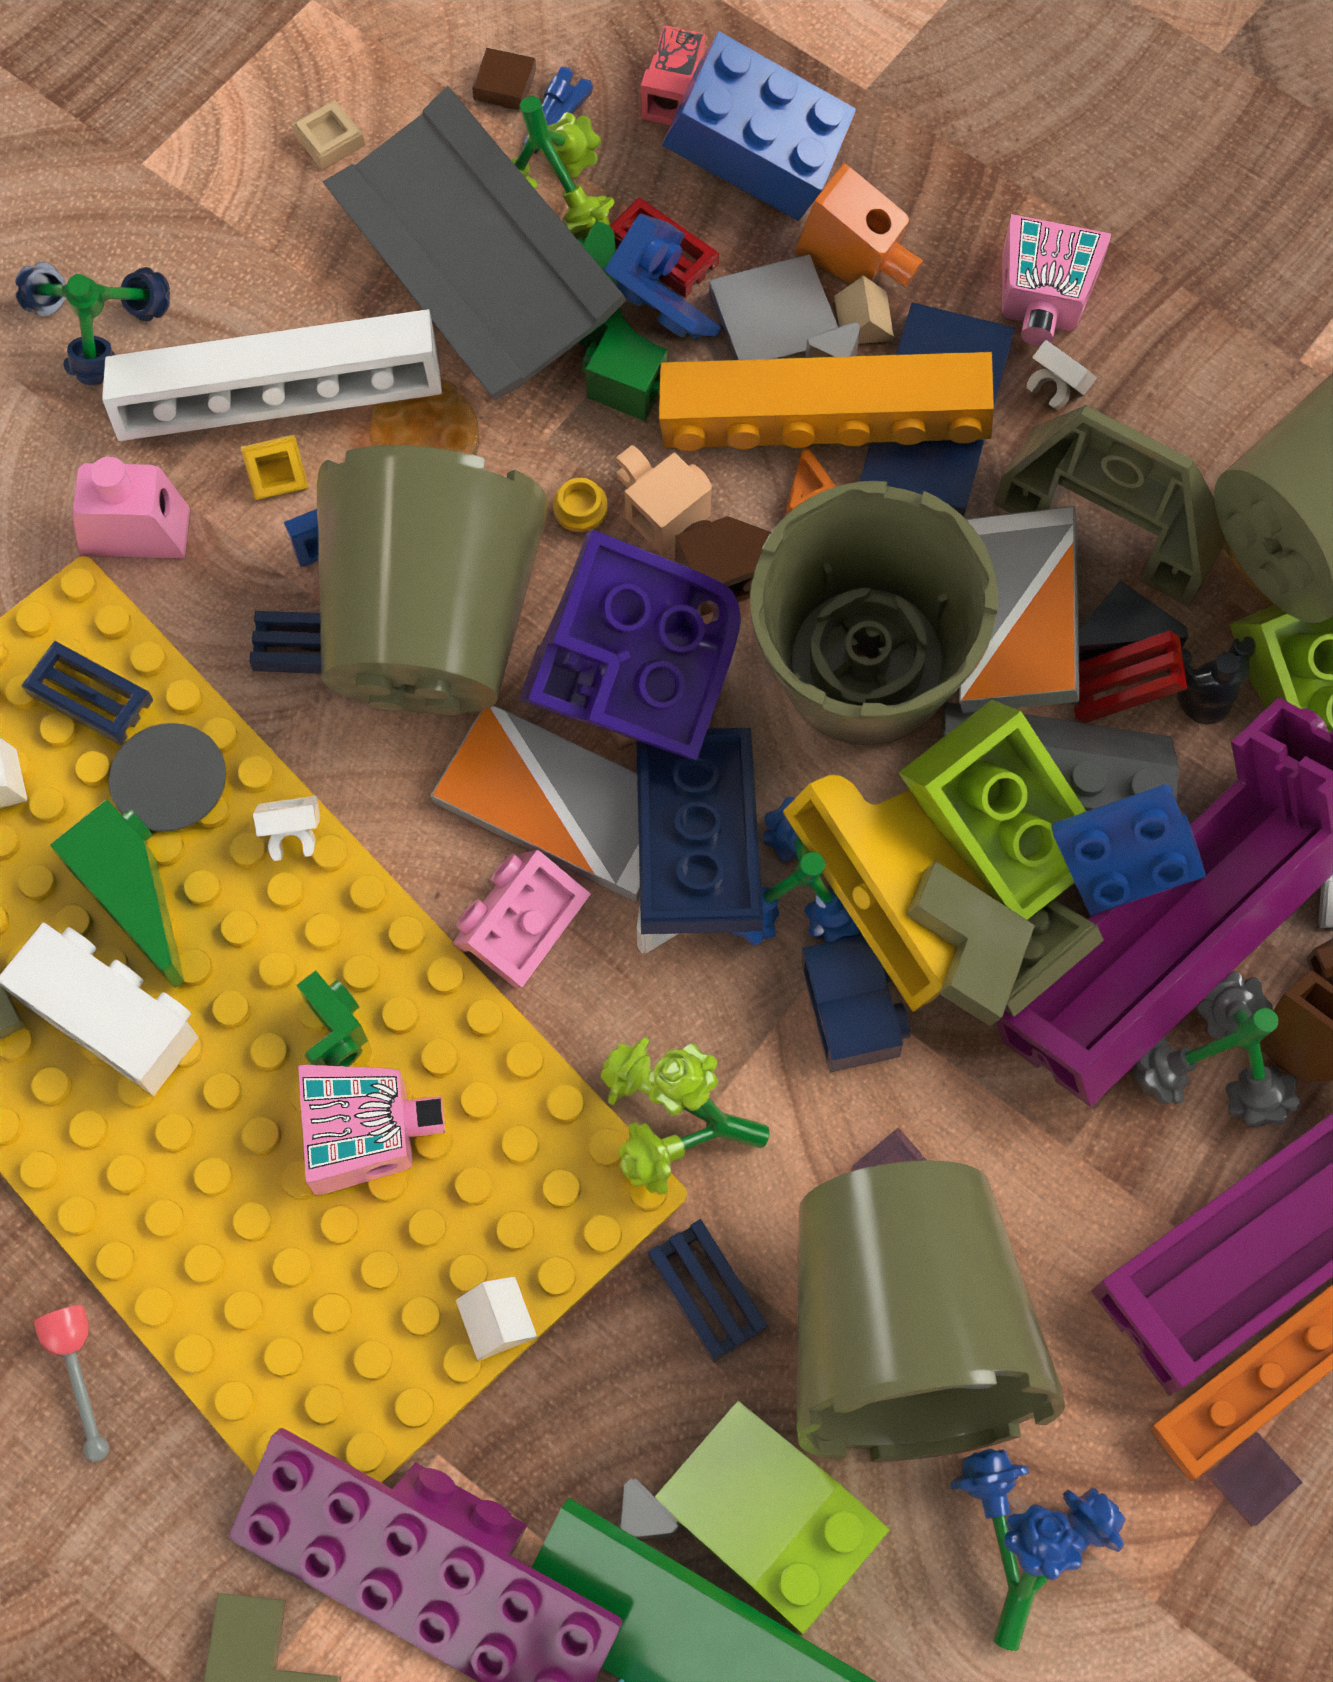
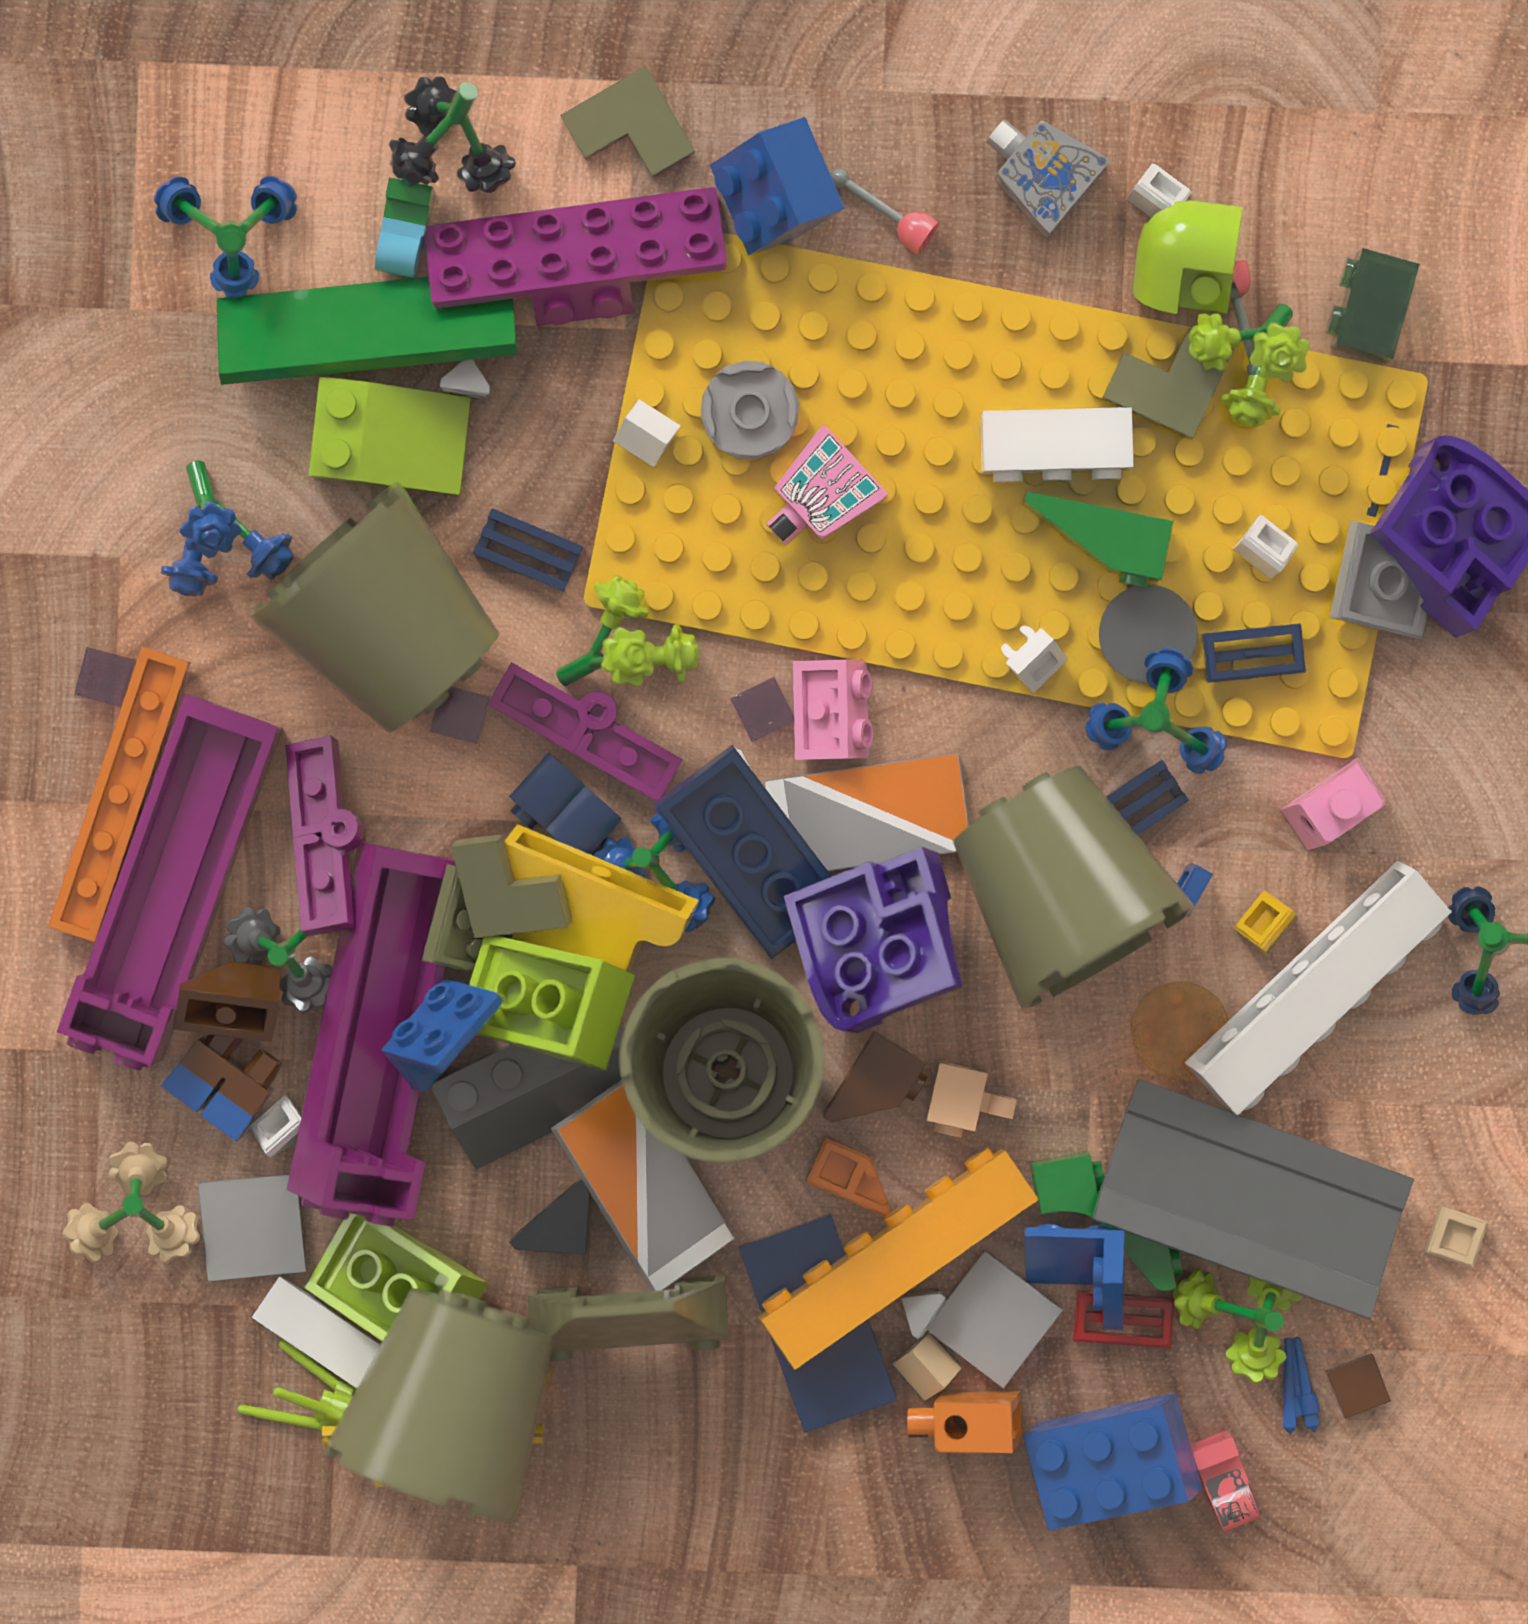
camera: 145 degrees right, 20 degrees up
(157, 1476) = (776, 186): none -> blue brick
(206, 647) = (1167, 674): none -> blue plant
(334, 1009) = (900, 552): green bracket -> none
(373, 1265) = (749, 410): none -> light grey tile
(580, 505) = (1021, 1052): yellow plate -> none
(586, 966) = (763, 709): none -> tile
(777, 1065) = (586, 730): none -> magenta hinge
(1049, 275) = (807, 1494): bright pink torso -> none
(1063, 371) = (743, 1418): white tile -> none
(1126, 1138) = (321, 835): none -> magenta hinge
(1164, 644) = (557, 1163): red tile -> none
(1216, 683) = (470, 1225): black piece -> none

